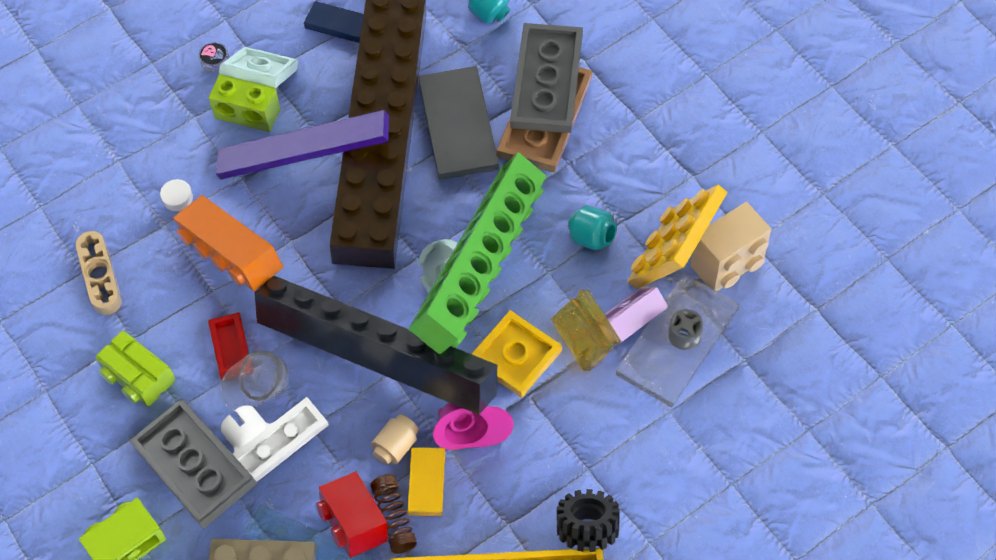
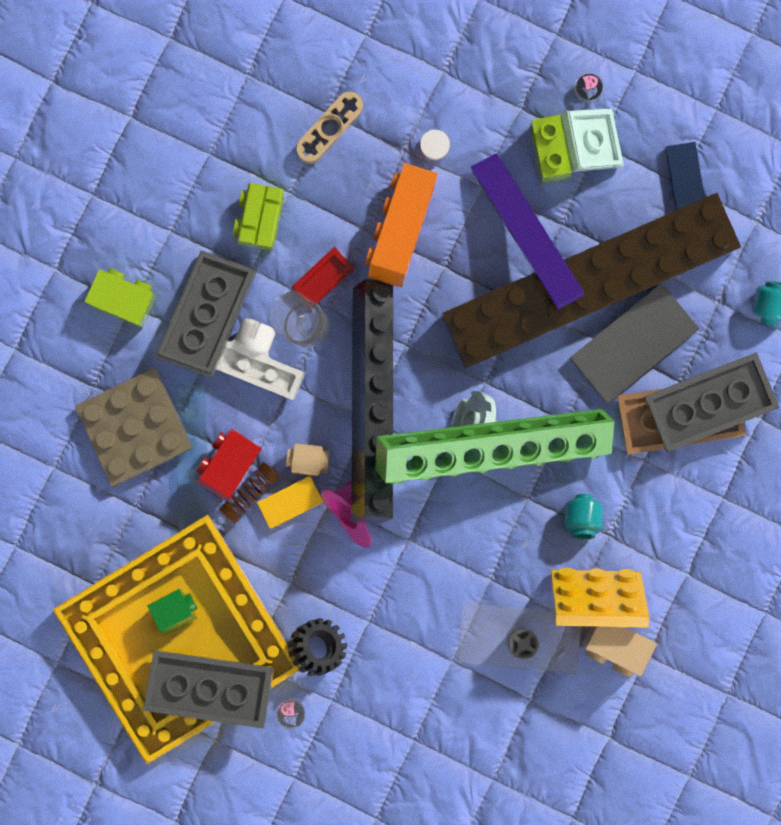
camera: 60 degrees right, 25 degrees up
(519, 352) = (434, 514): yellow plate -> none
(585, 330) = (482, 561): clear yellow plate -> none
(636, 311) = (520, 589): lavender slope -> none

